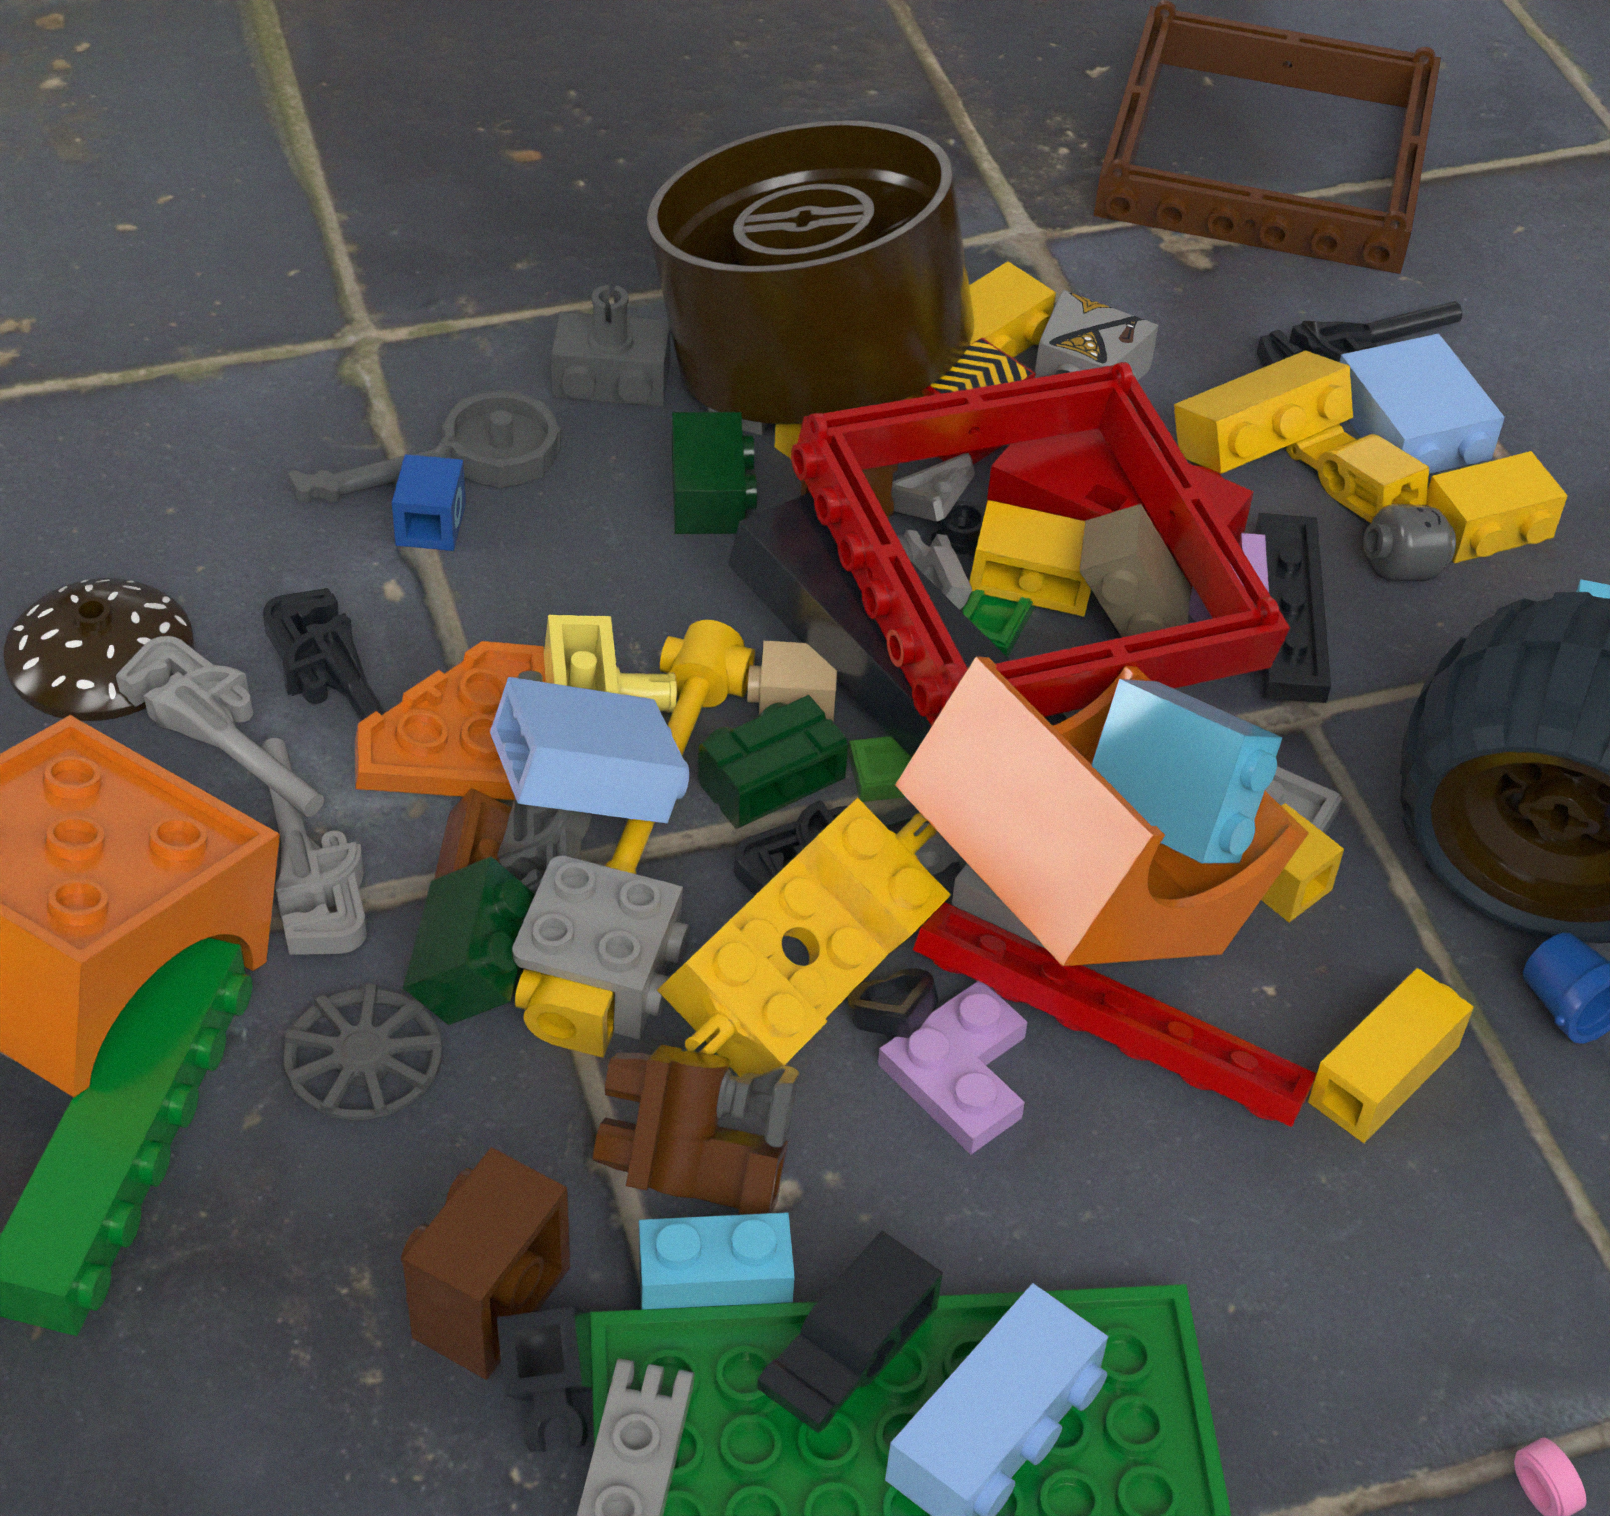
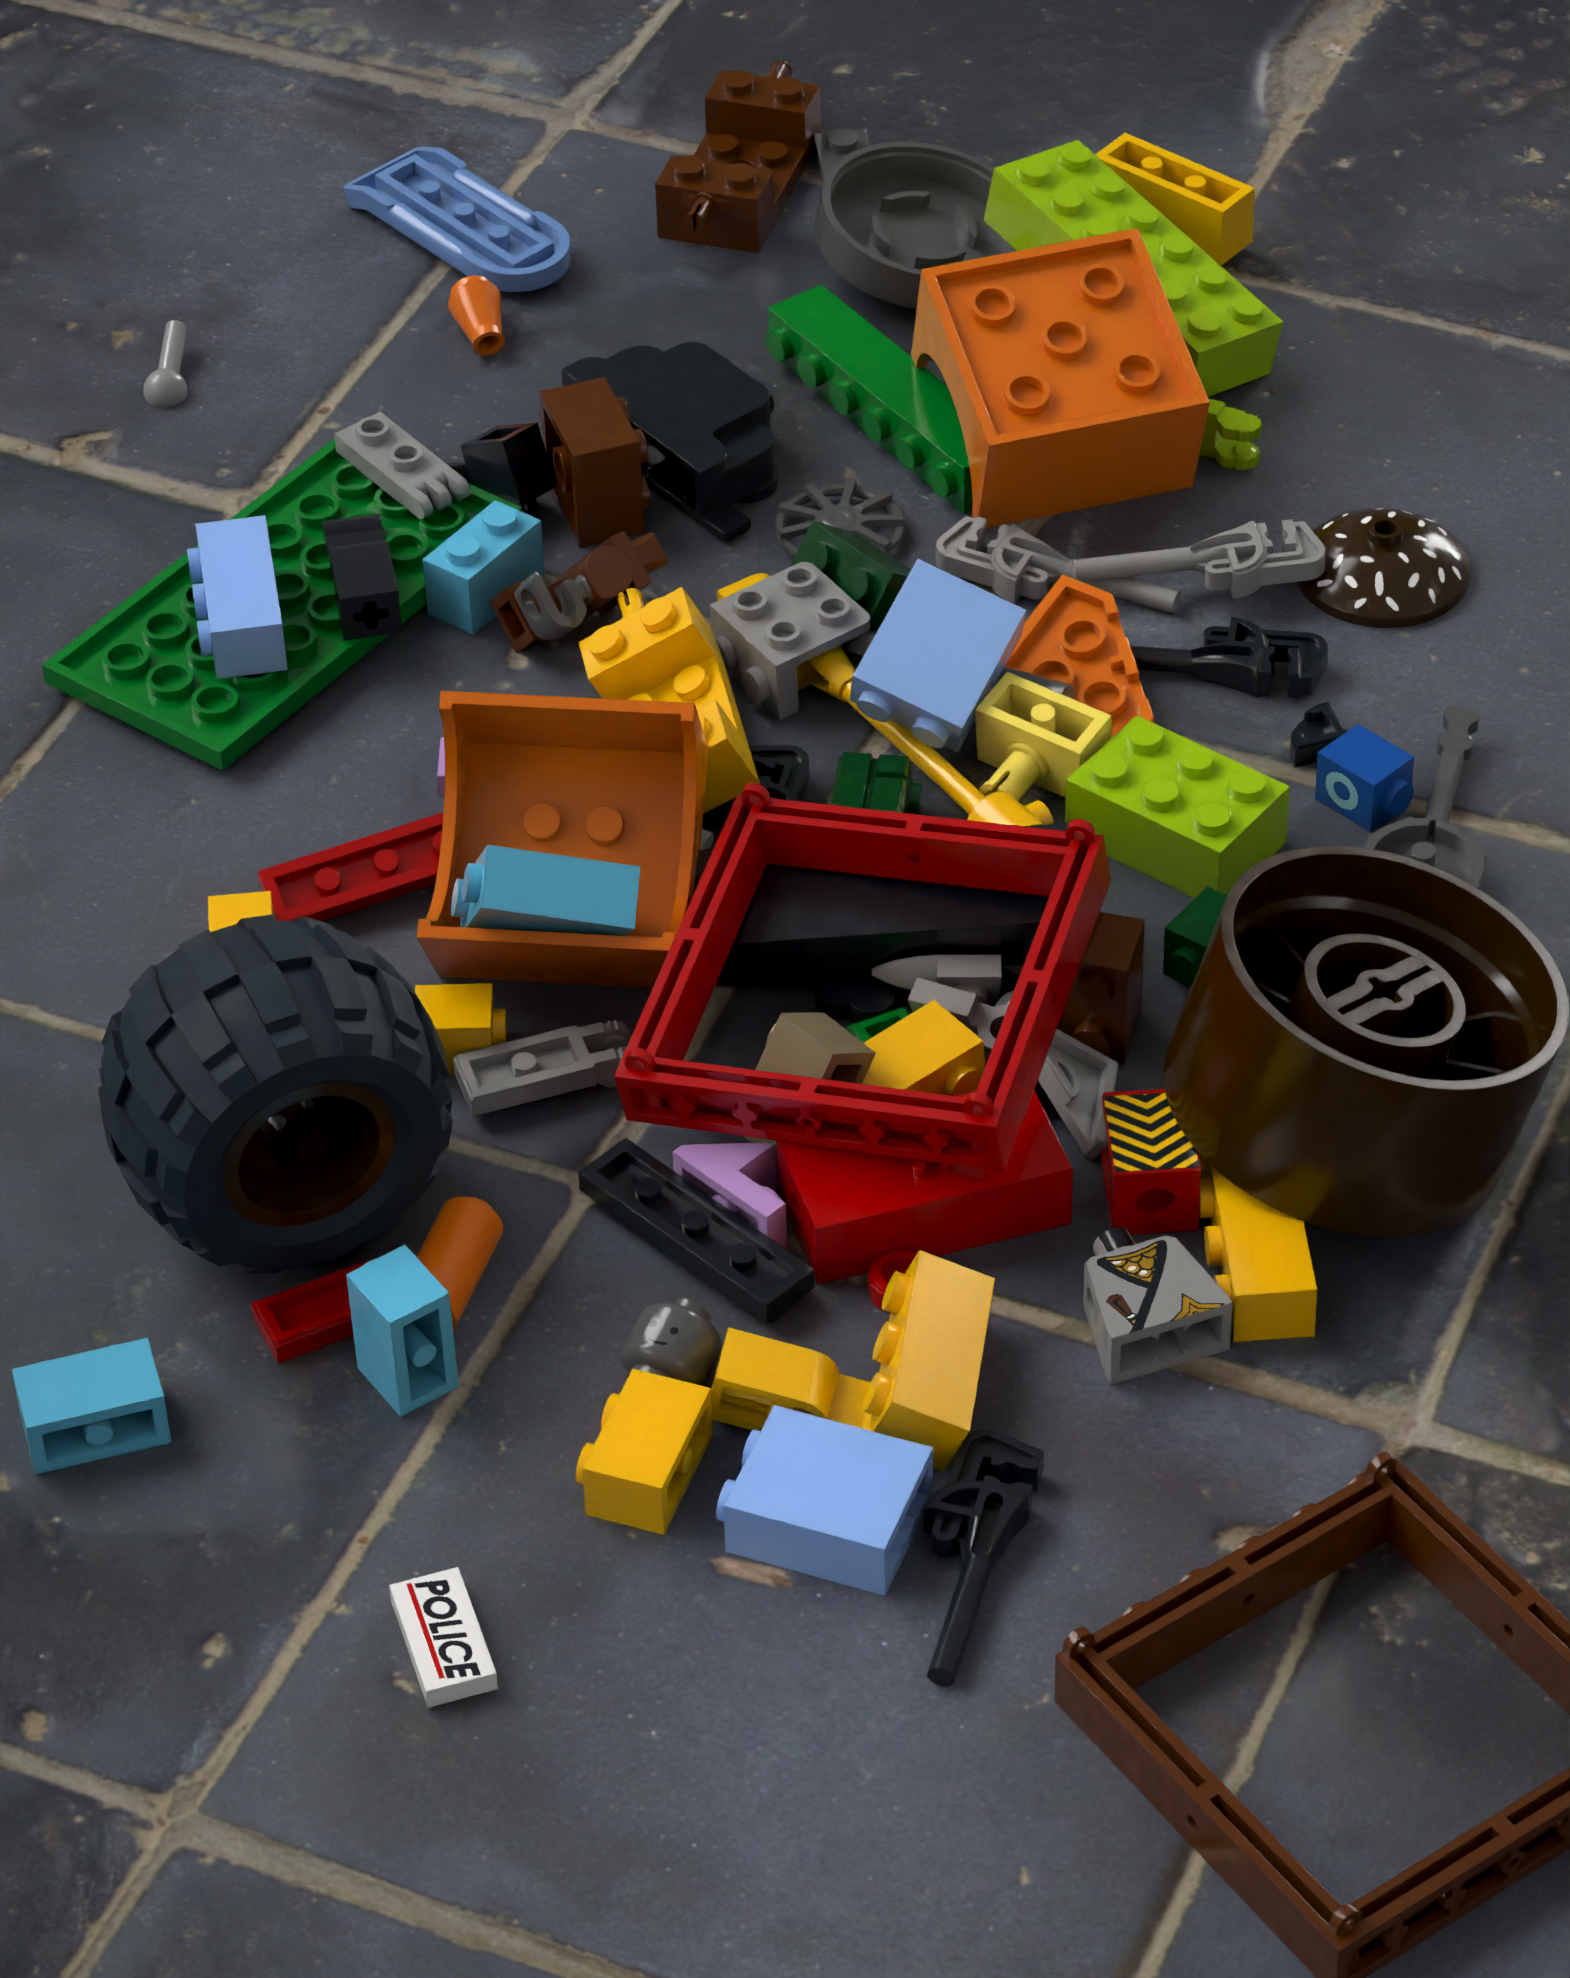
camera: 135 degrees right, 5 degrees down
(316, 1278) = (701, 427): none -> black brick
(382, 574) = (1314, 733): none -> black tile
(583, 560) = (1178, 808): none -> lime brick

